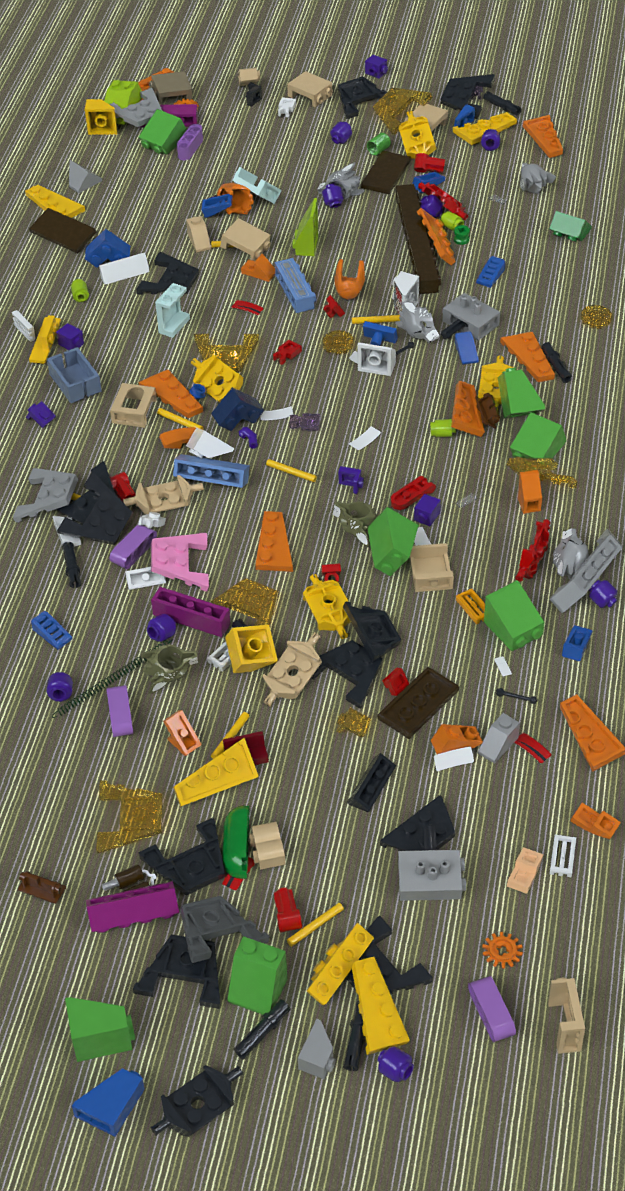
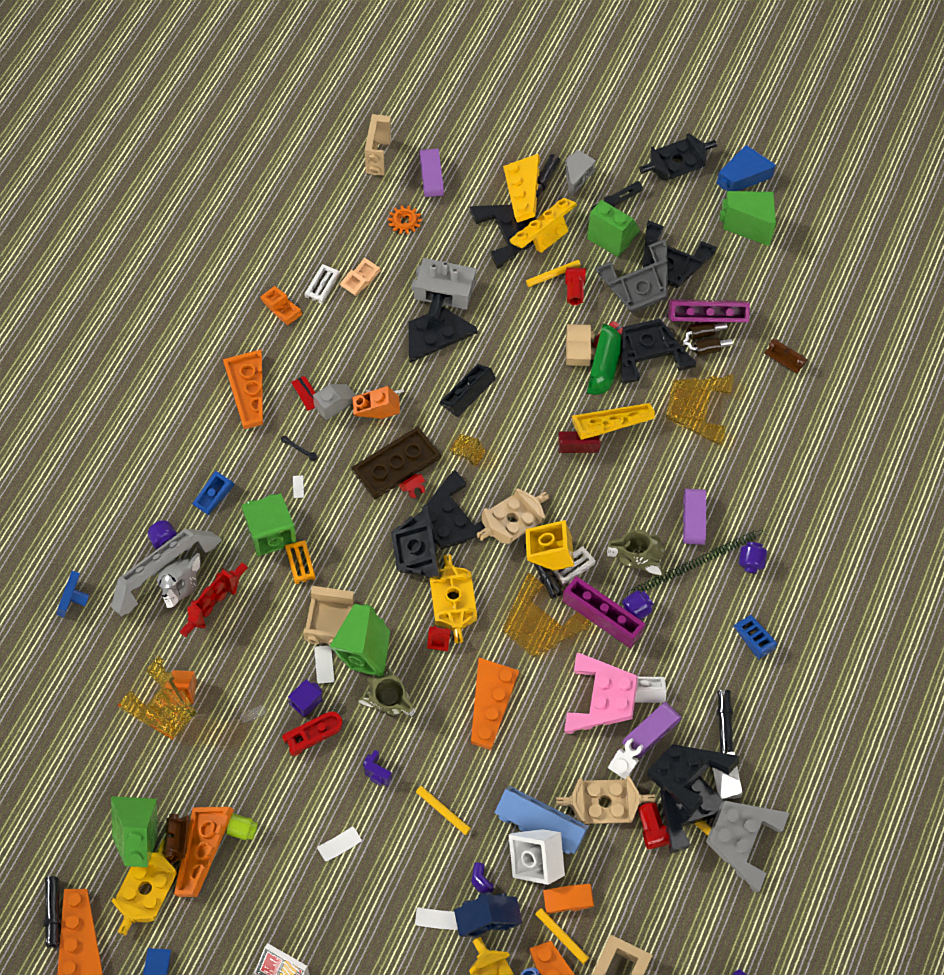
camera: 170 degrees left, 15 degrees up
(181, 733) = (637, 474): orange slope -> none
(232, 733) = (589, 468): yellow bar -> none
(307, 422) = (402, 883): clear purple plate -> none
(395, 1064) = (520, 147): dark purple head -> none
(538, 438) = (137, 766): bright green slope -> none

